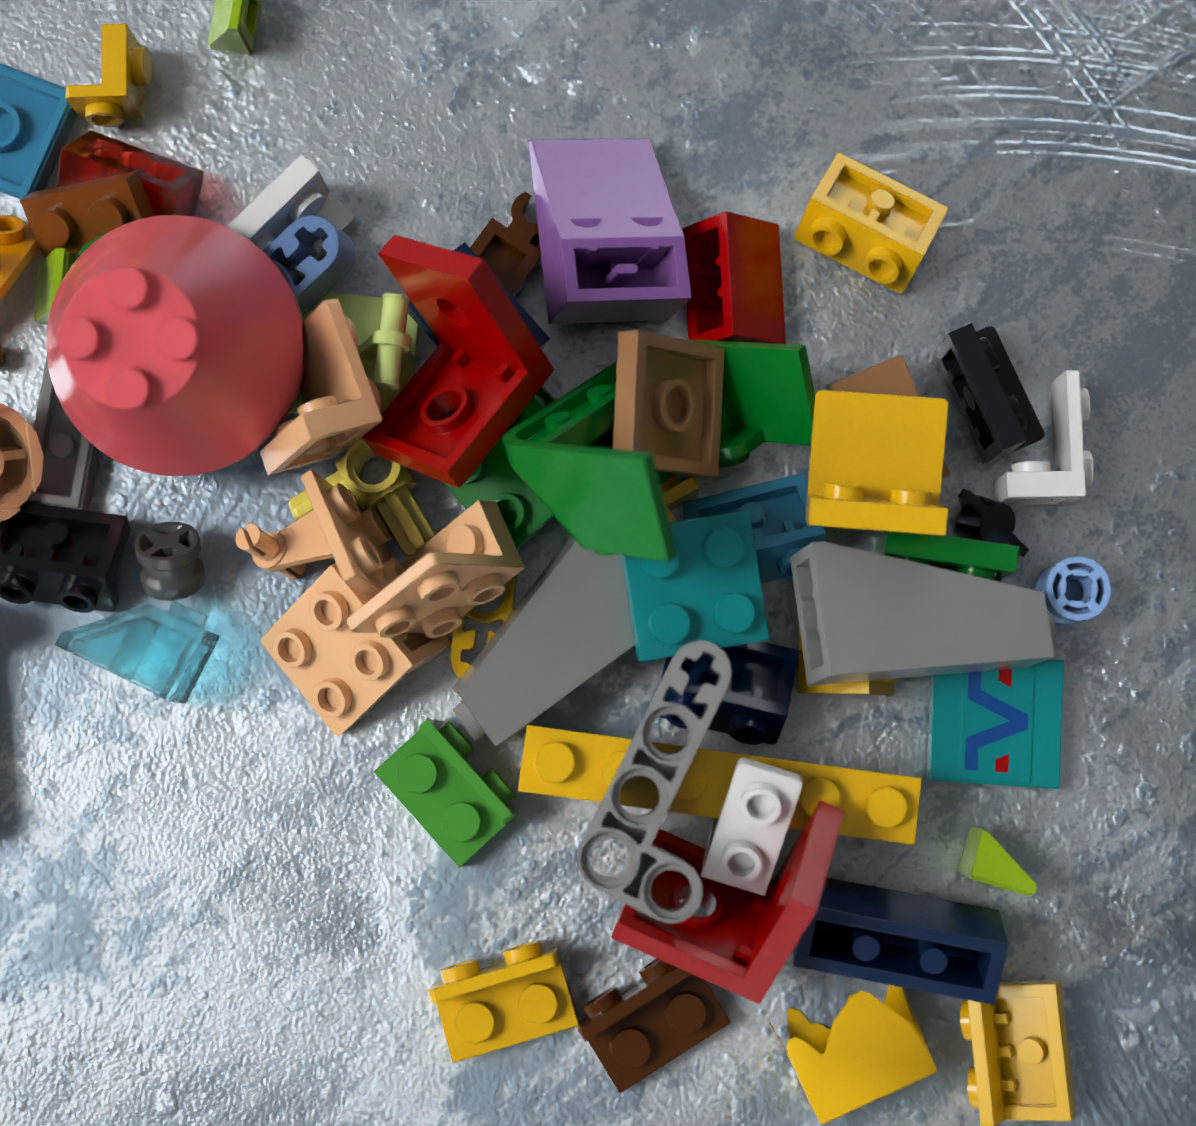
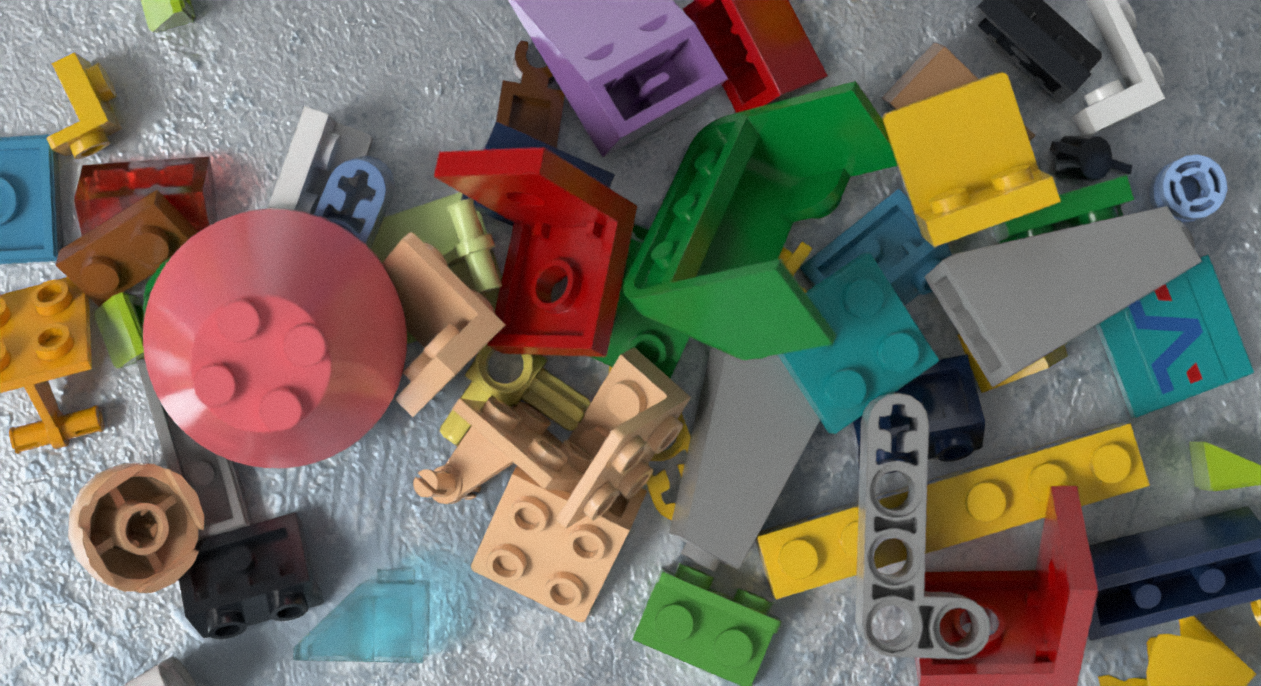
camera: 30 degrees left, 5 degrees up
(170, 561) = (357, 535): dark grey wheel -> none
(669, 401) = (754, 191): medium nougat plate -> none
(751, 826) = (999, 536): white bracket -> none

